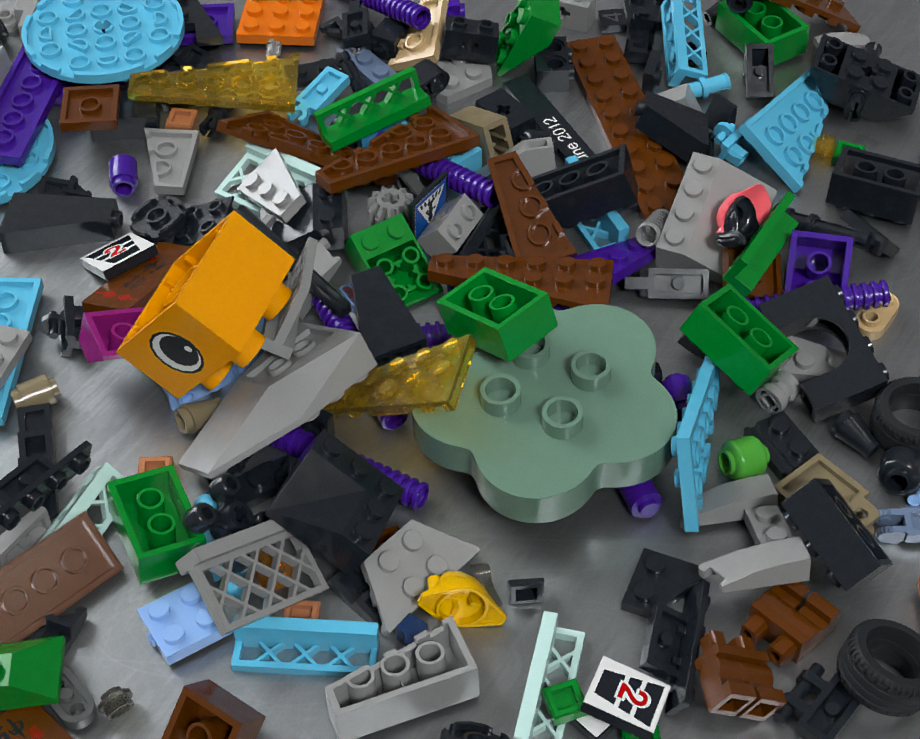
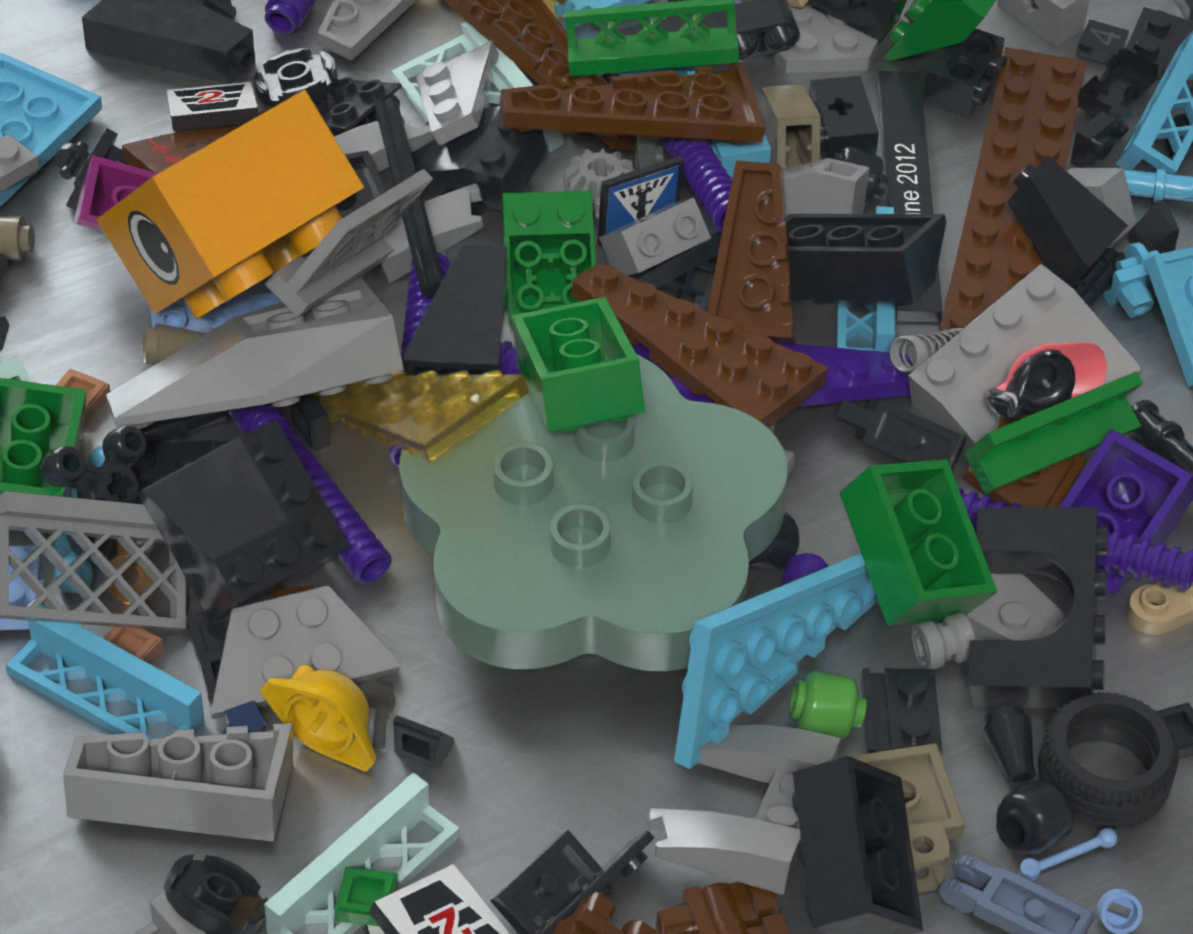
camera: 25 degrees right, 0 degrees up
(642, 499) = (655, 696): dark purple brick -> none
(658, 580) = (598, 810): black wing -> none

